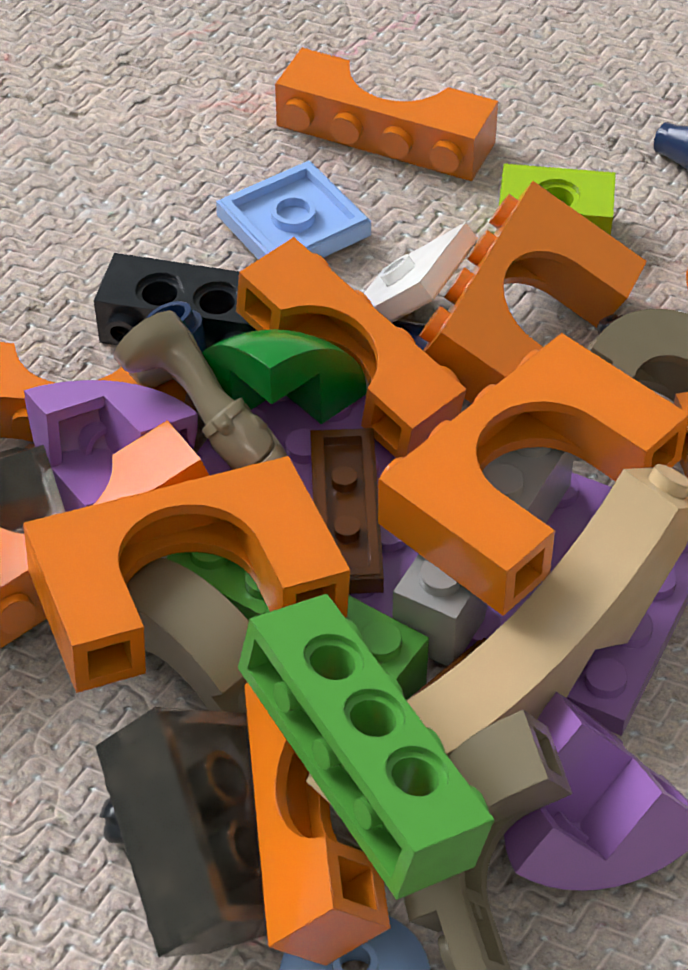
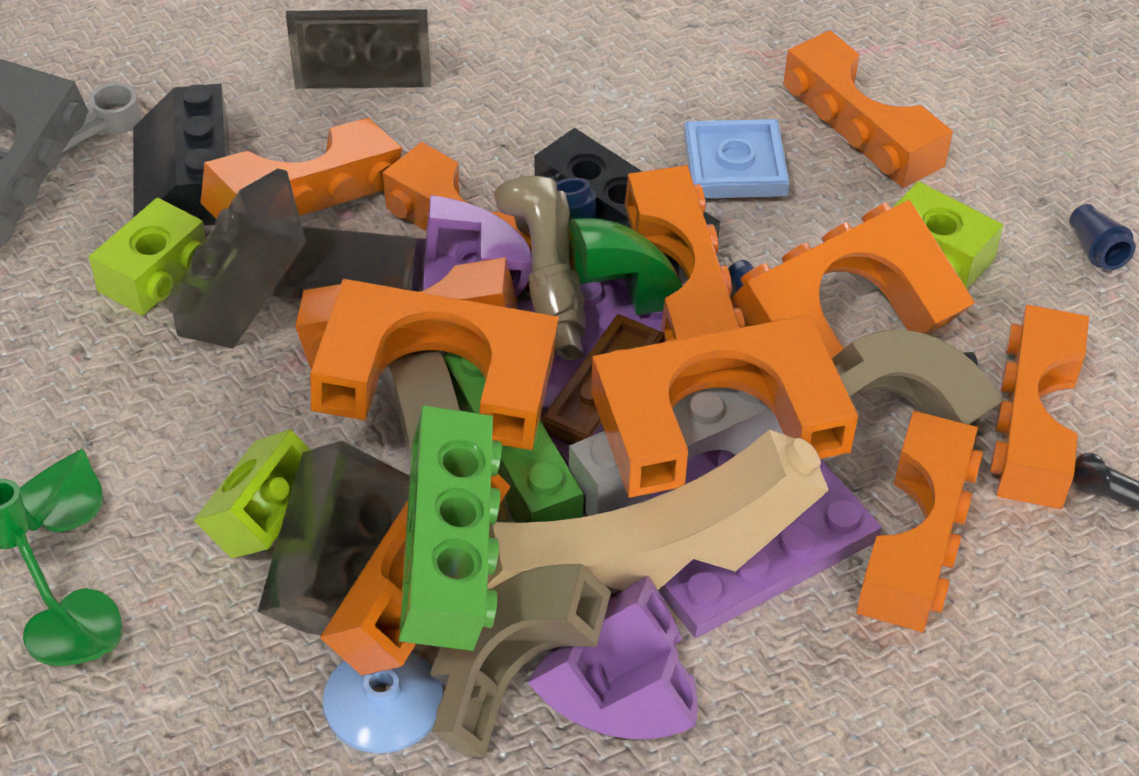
camera: 30 degrees right, 0 degrees up
(60, 824) = (253, 498): none -> lime brick
(421, 275) = (774, 237): white plate -> none

